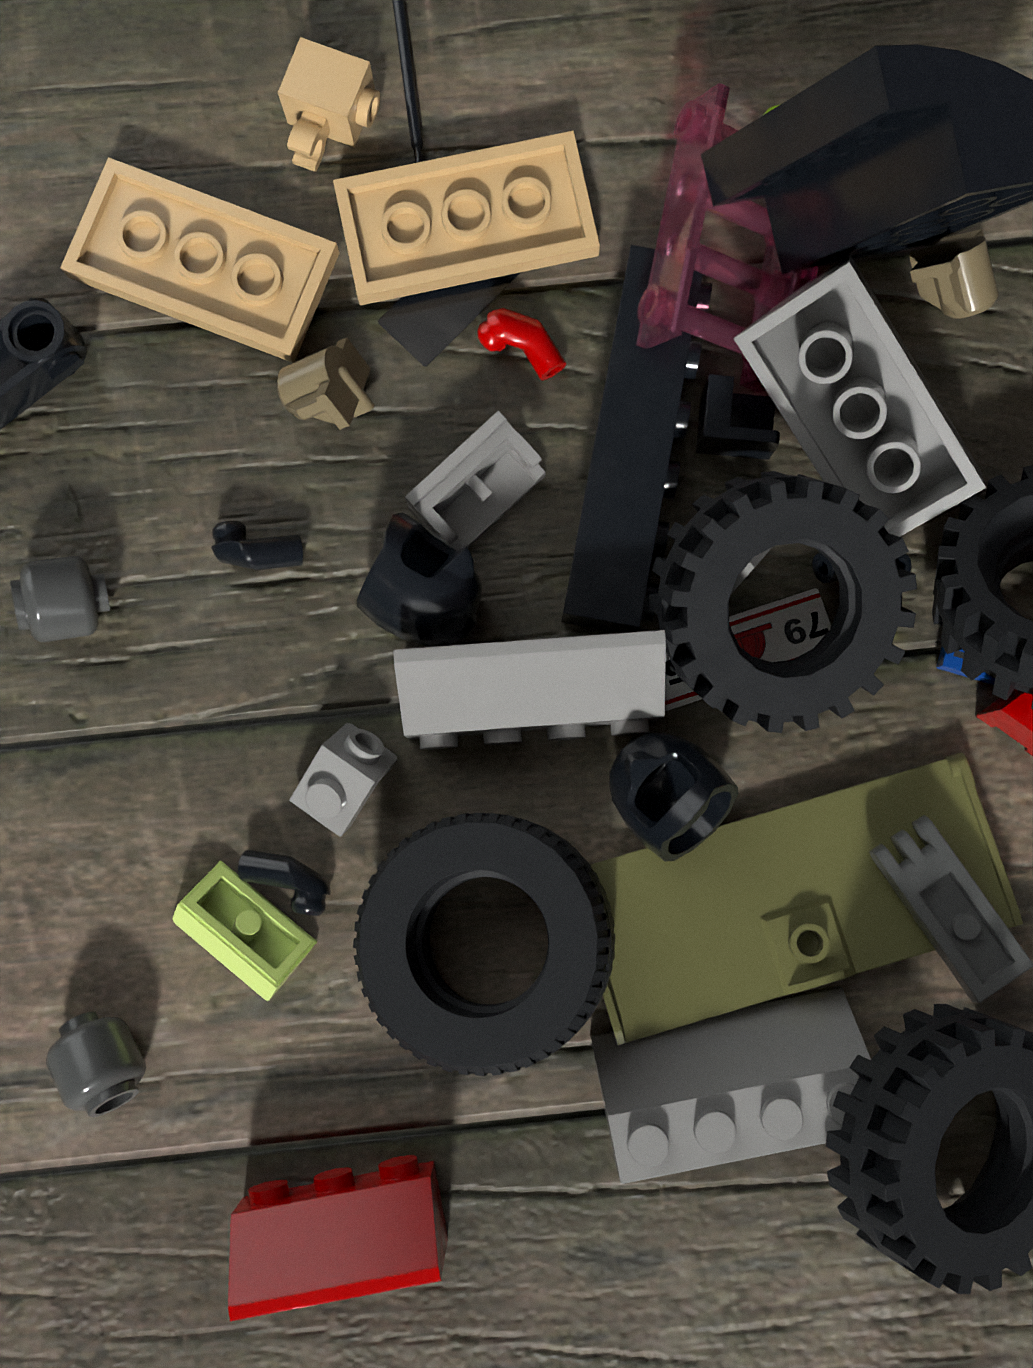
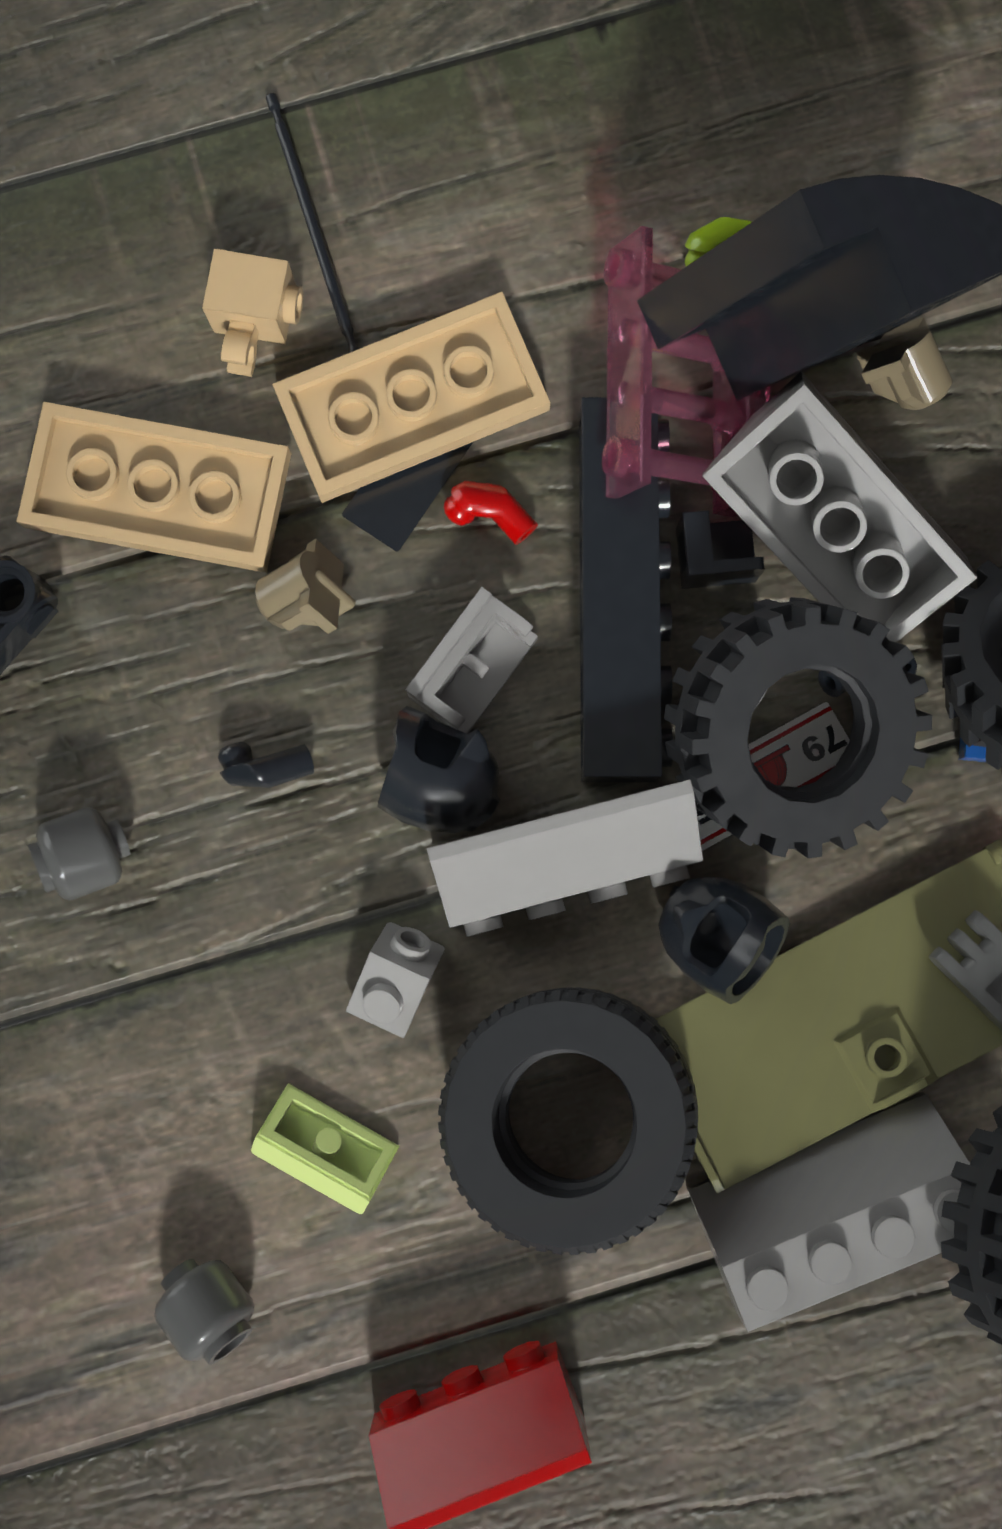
camera: 10 degrees left, 0 degrees up
(286, 872) = (358, 1084): black arm -> none

